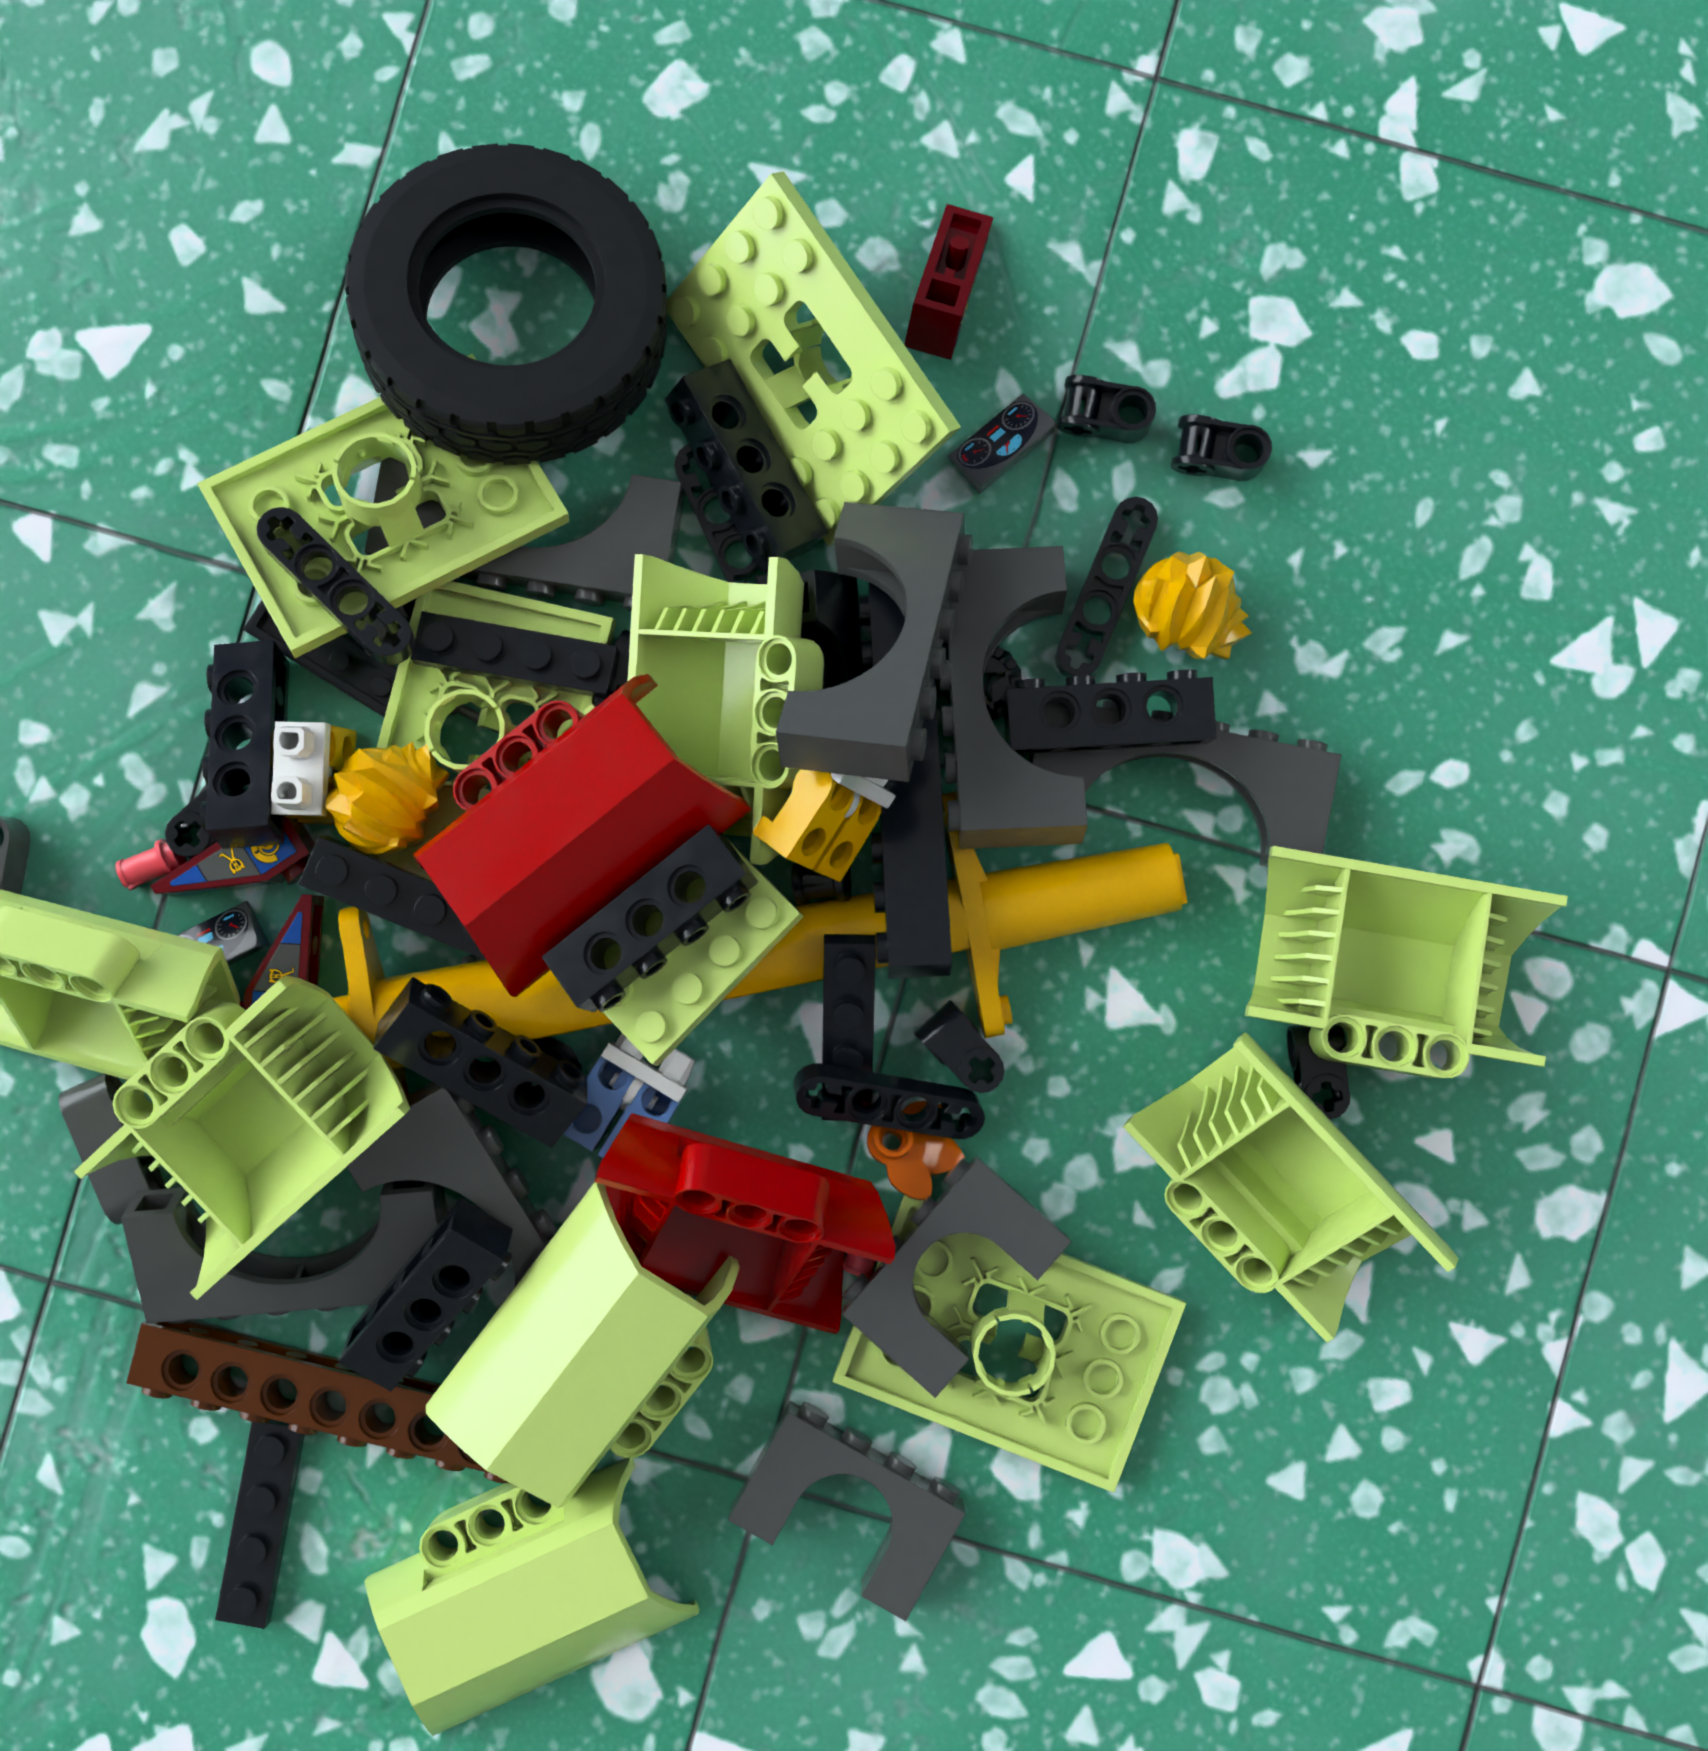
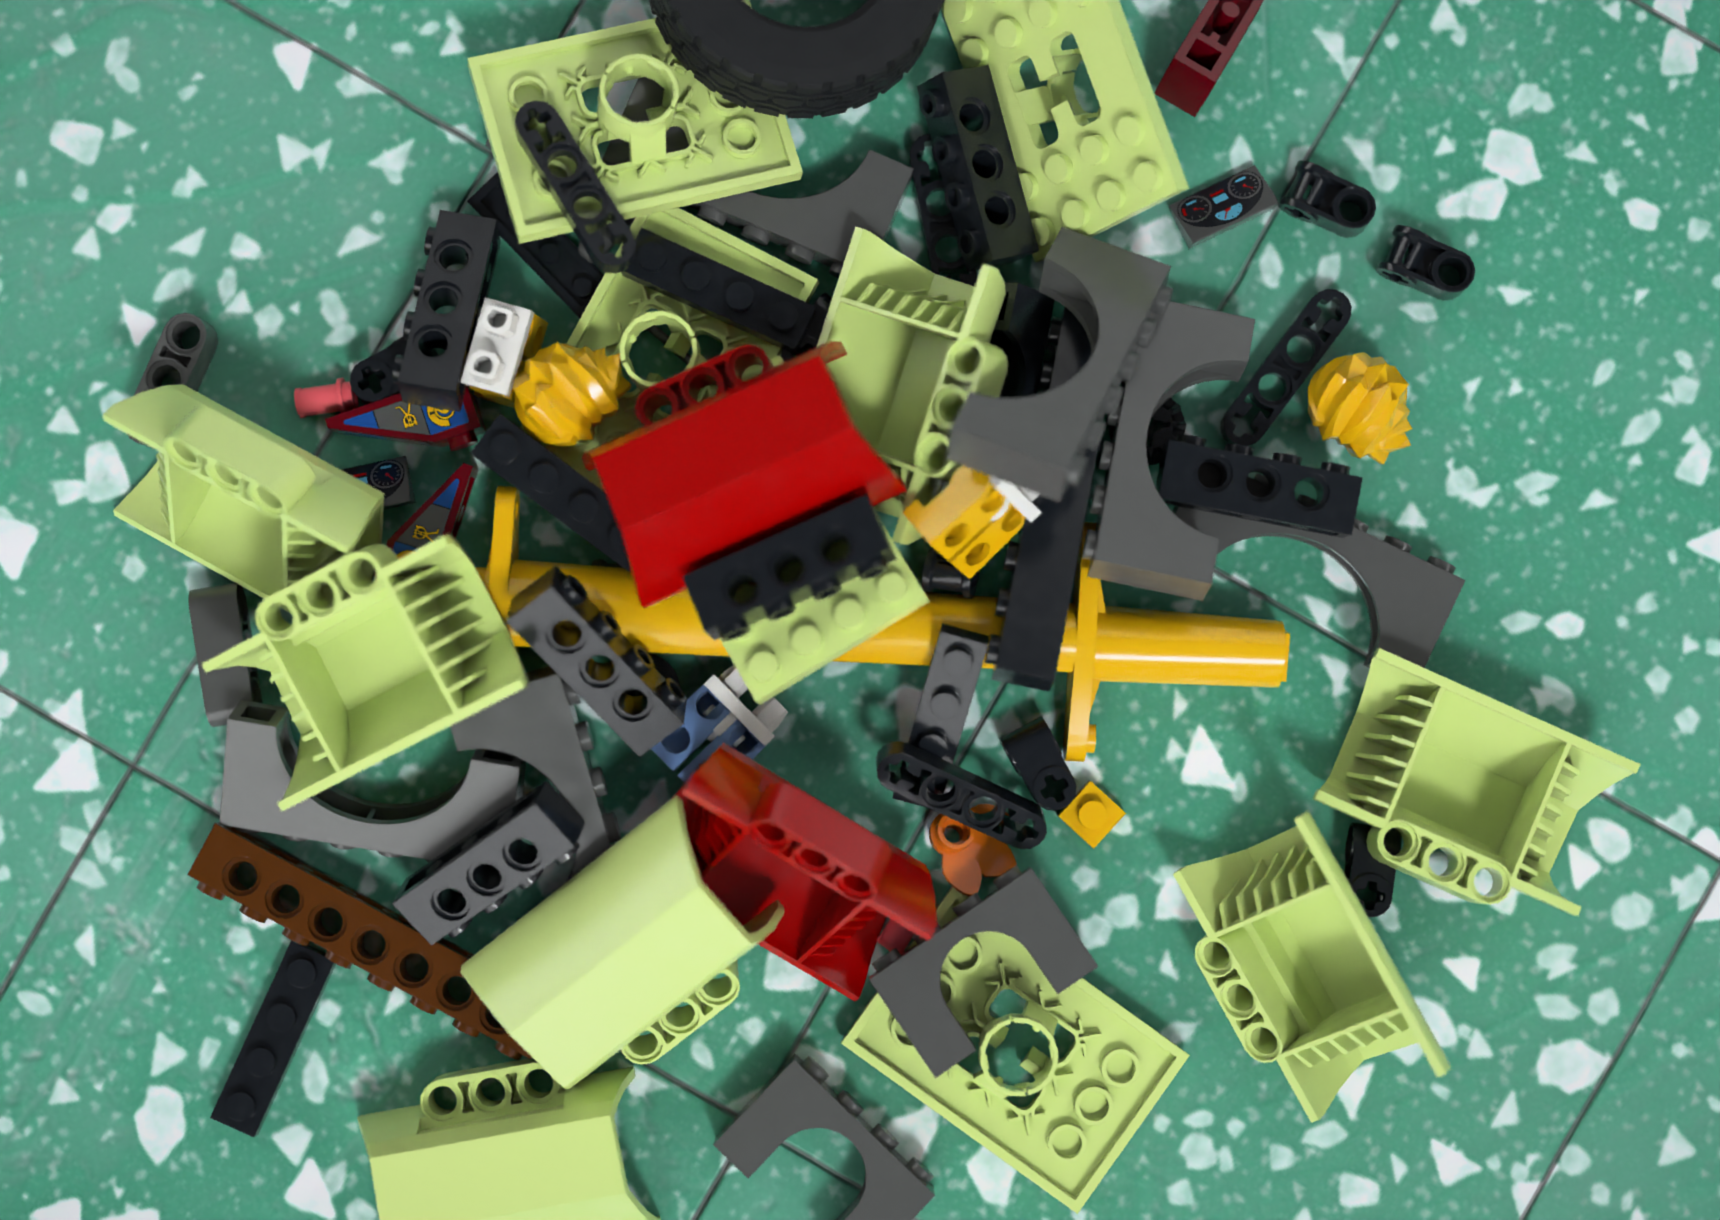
camera: 10 degrees right, 0 degrees up
(1026, 1085) = (1091, 814): none -> yellow plate

